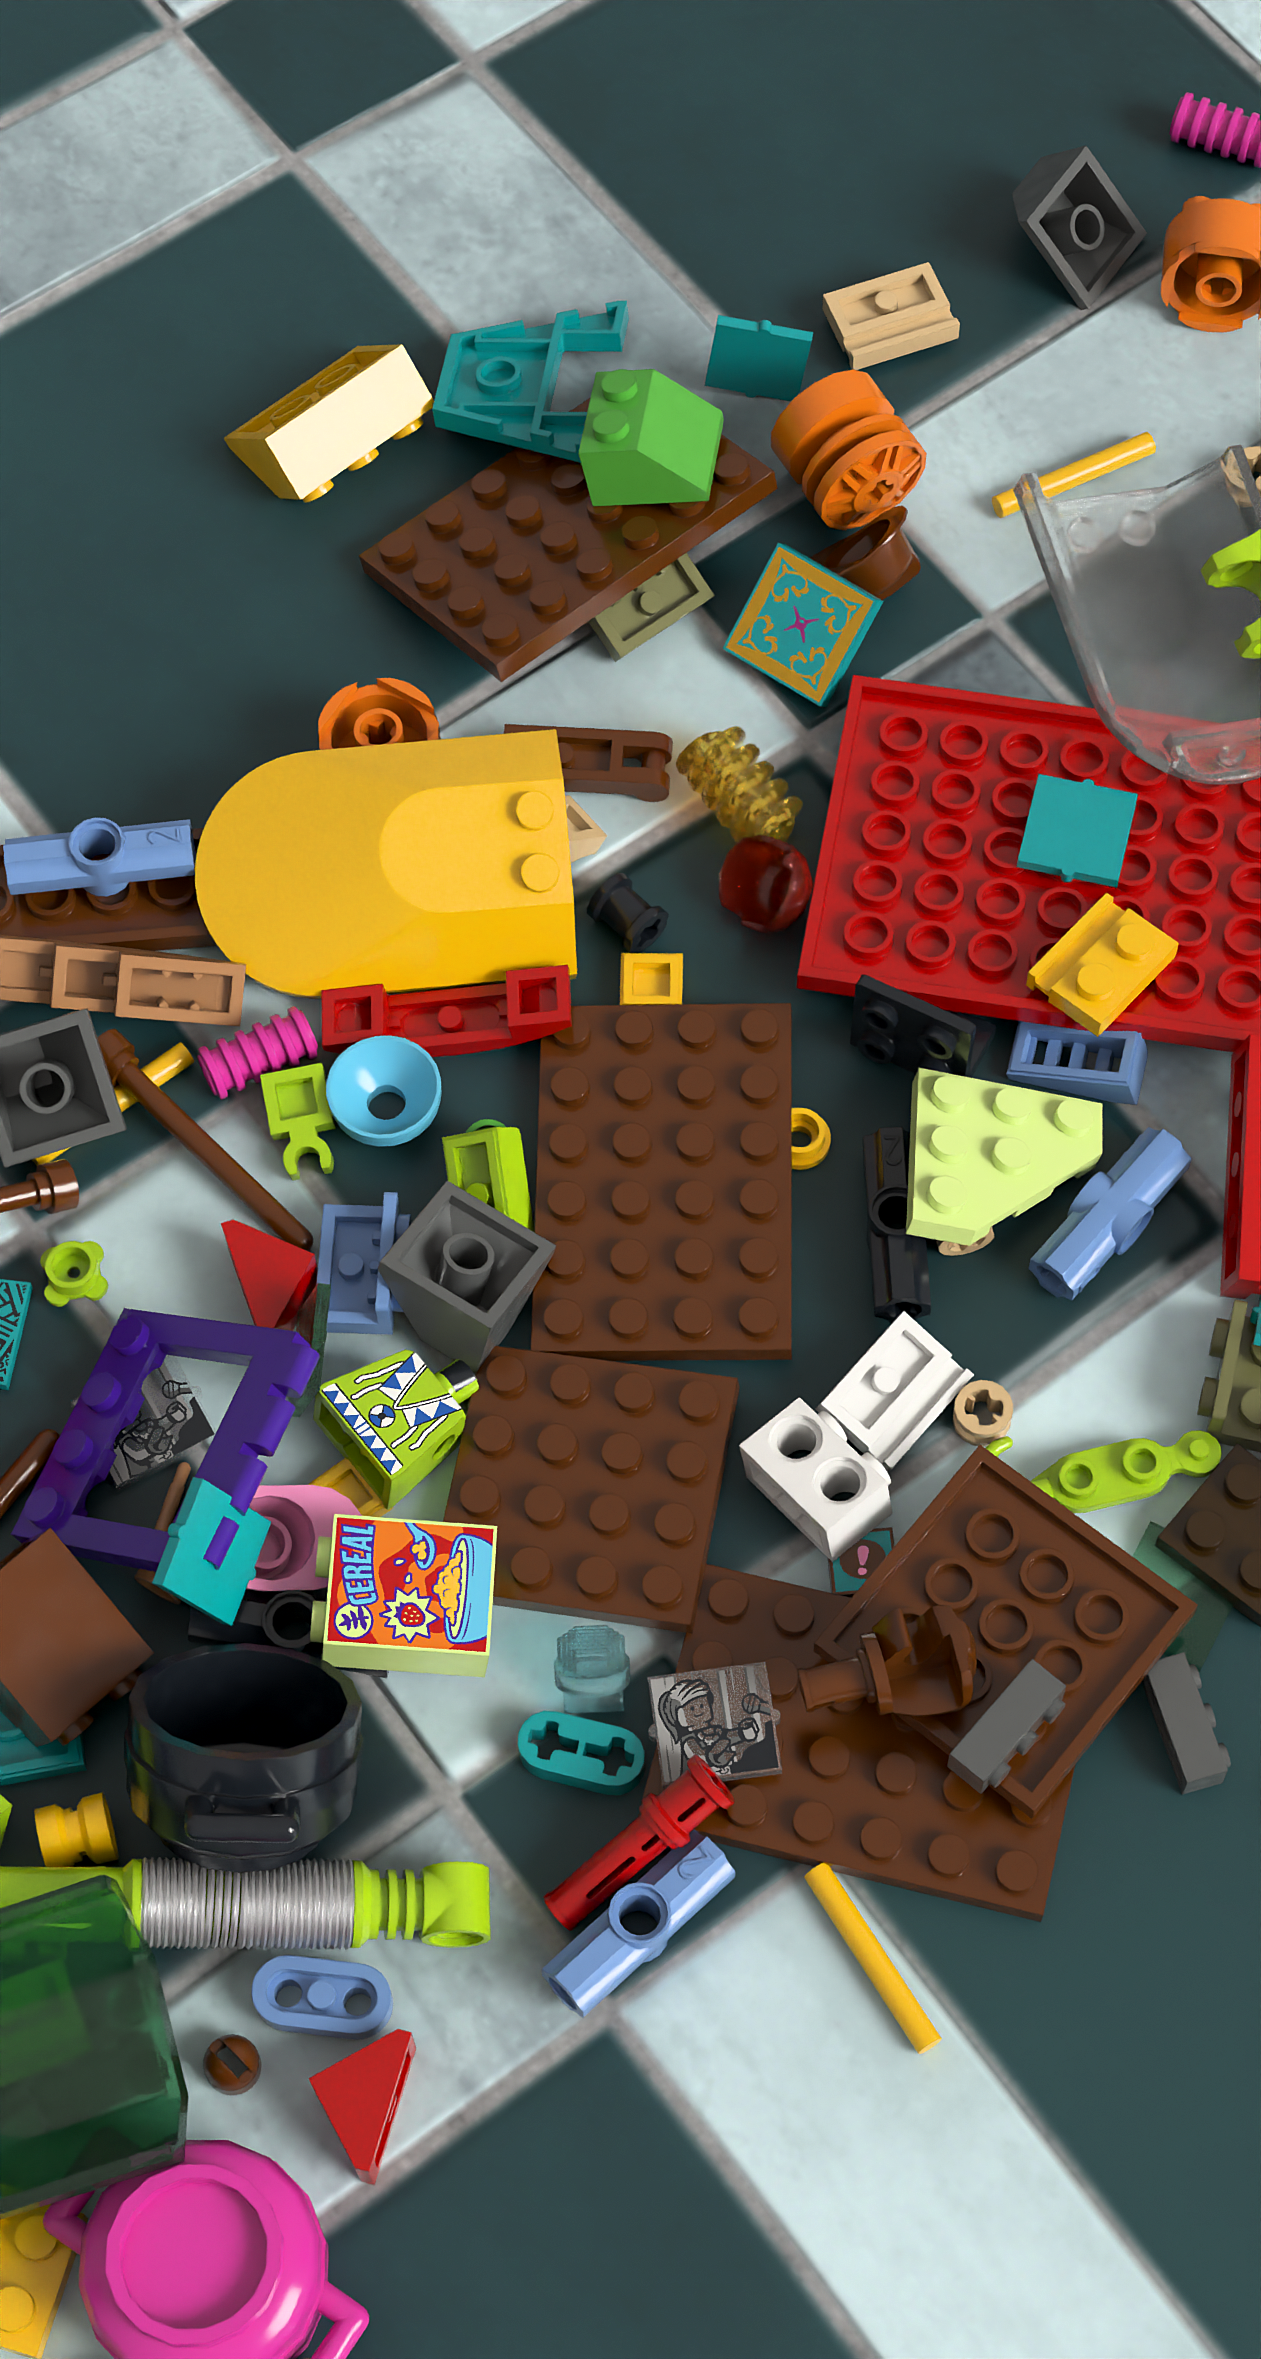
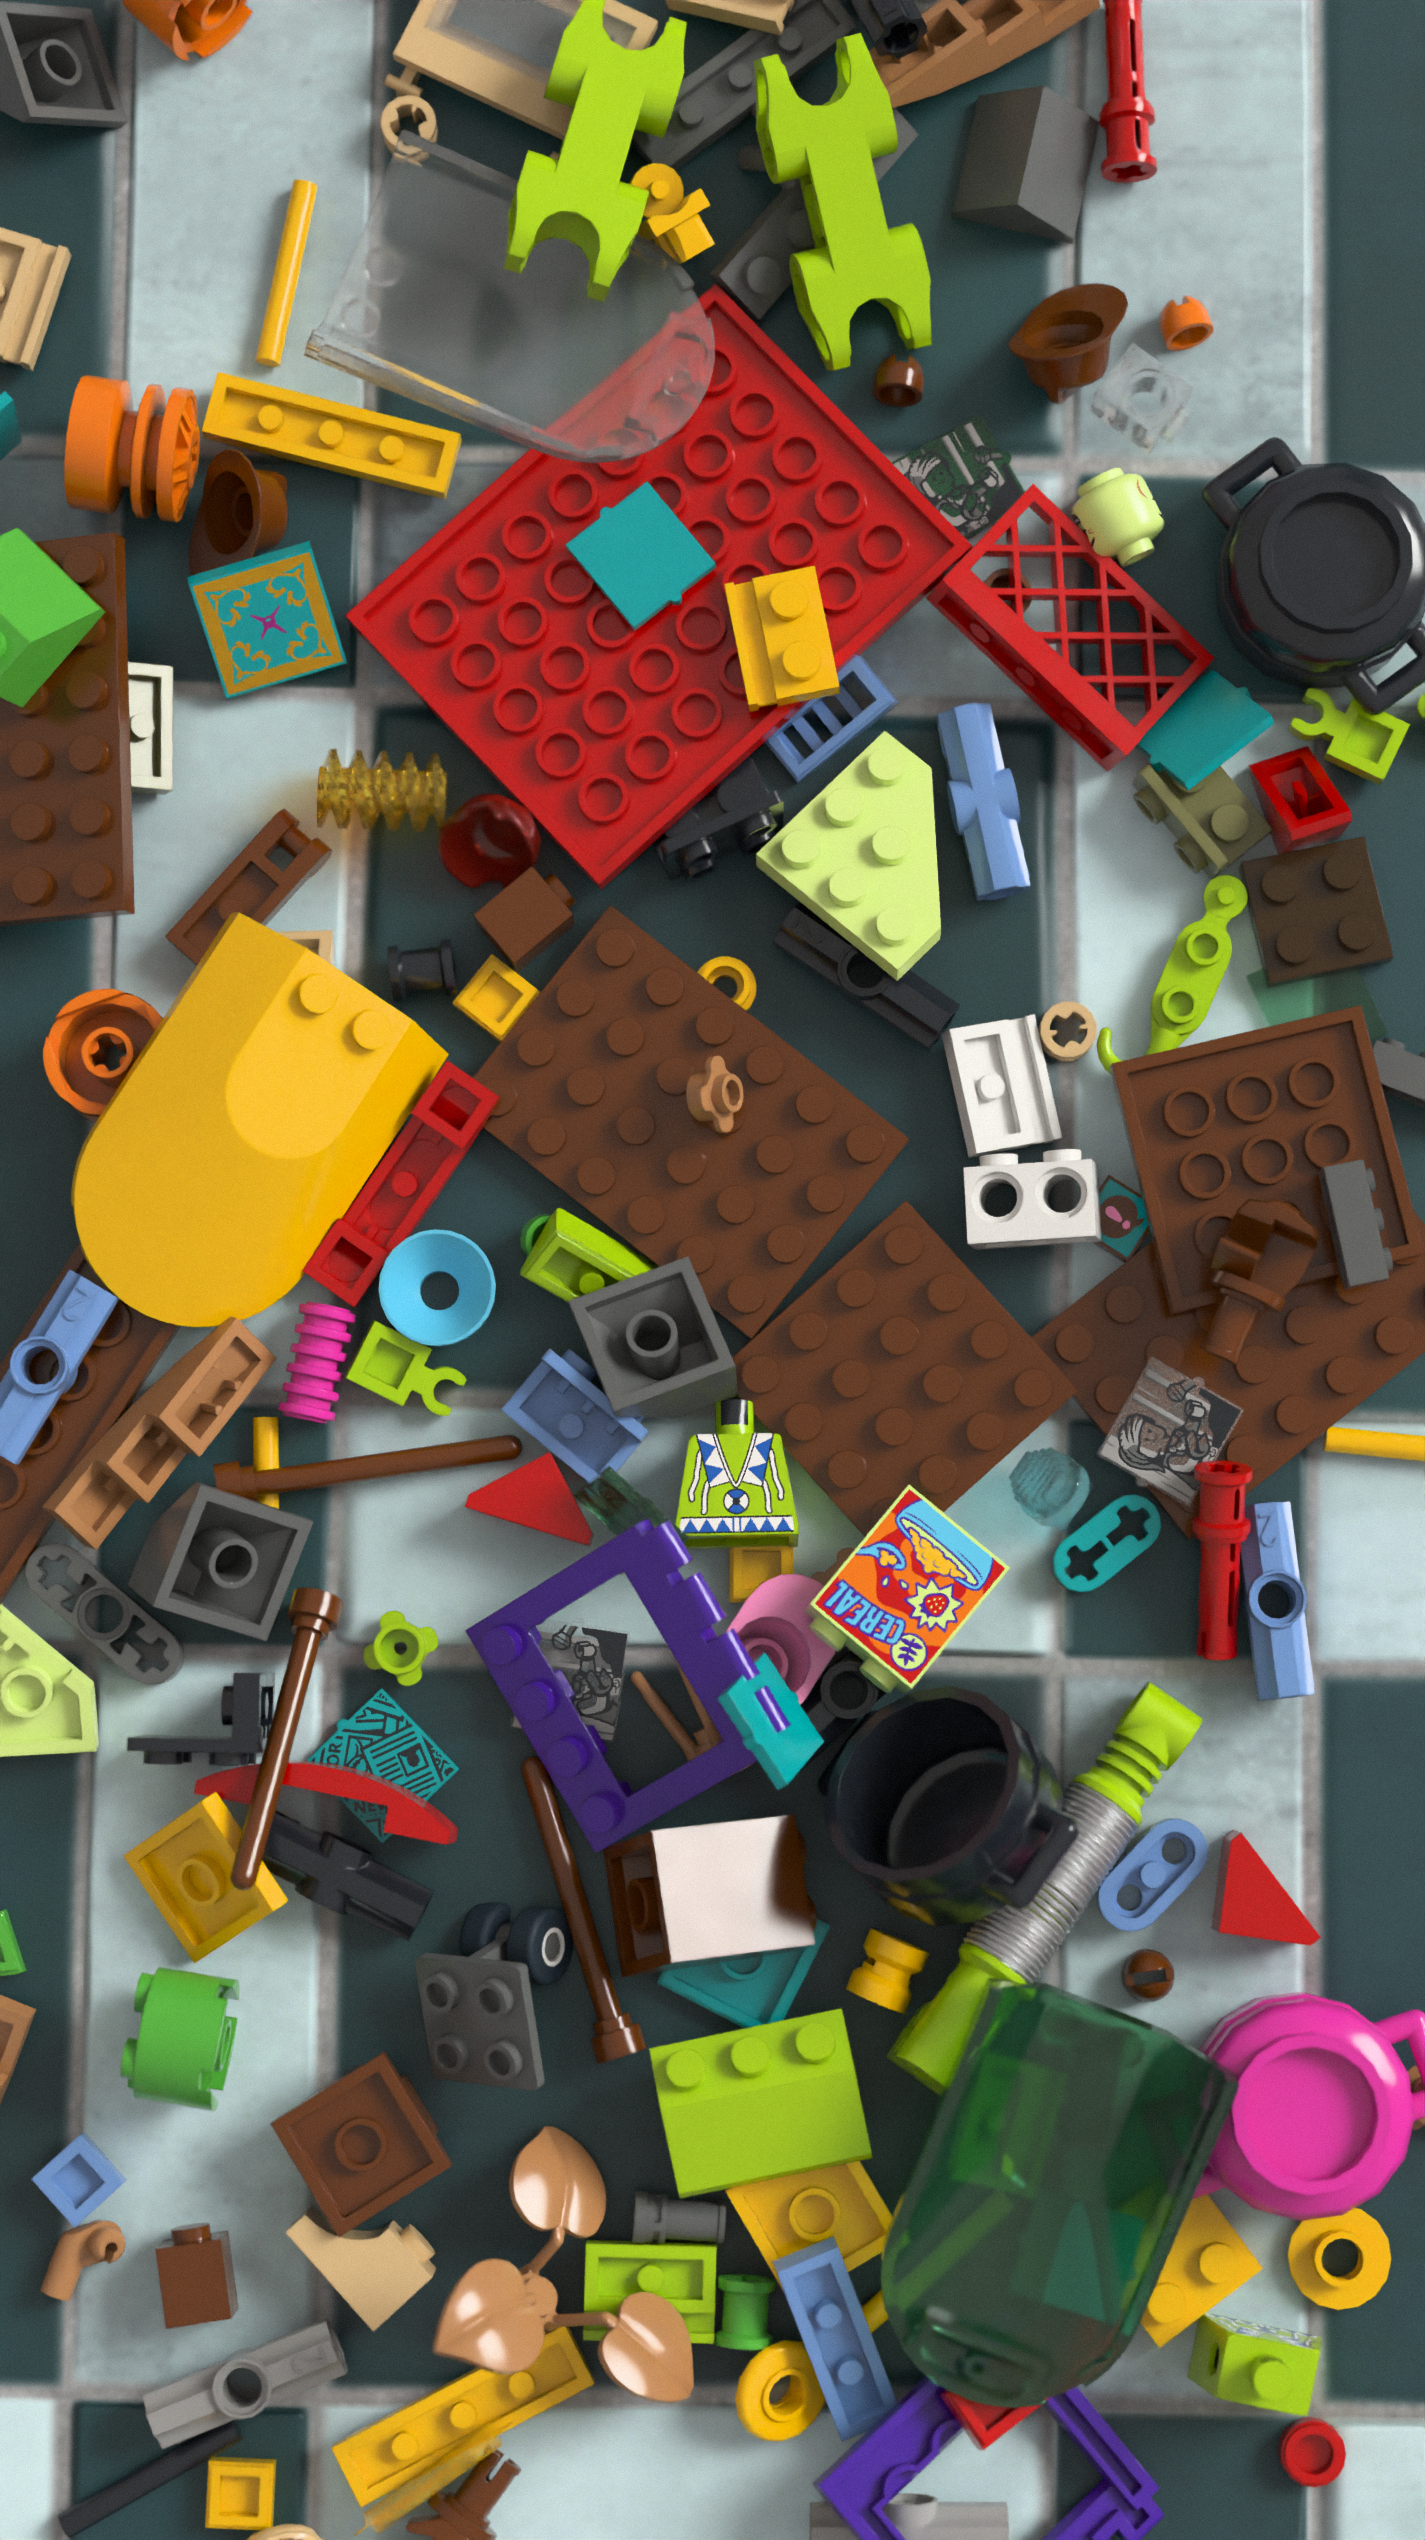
camera: 55 degrees left, 20 degrees up
(692, 1158) = (714, 1094): none -> medium nougat plate
(729, 954) = (526, 917): none -> reddish brown brick
(981, 580) = (331, 435): none -> yellow plate

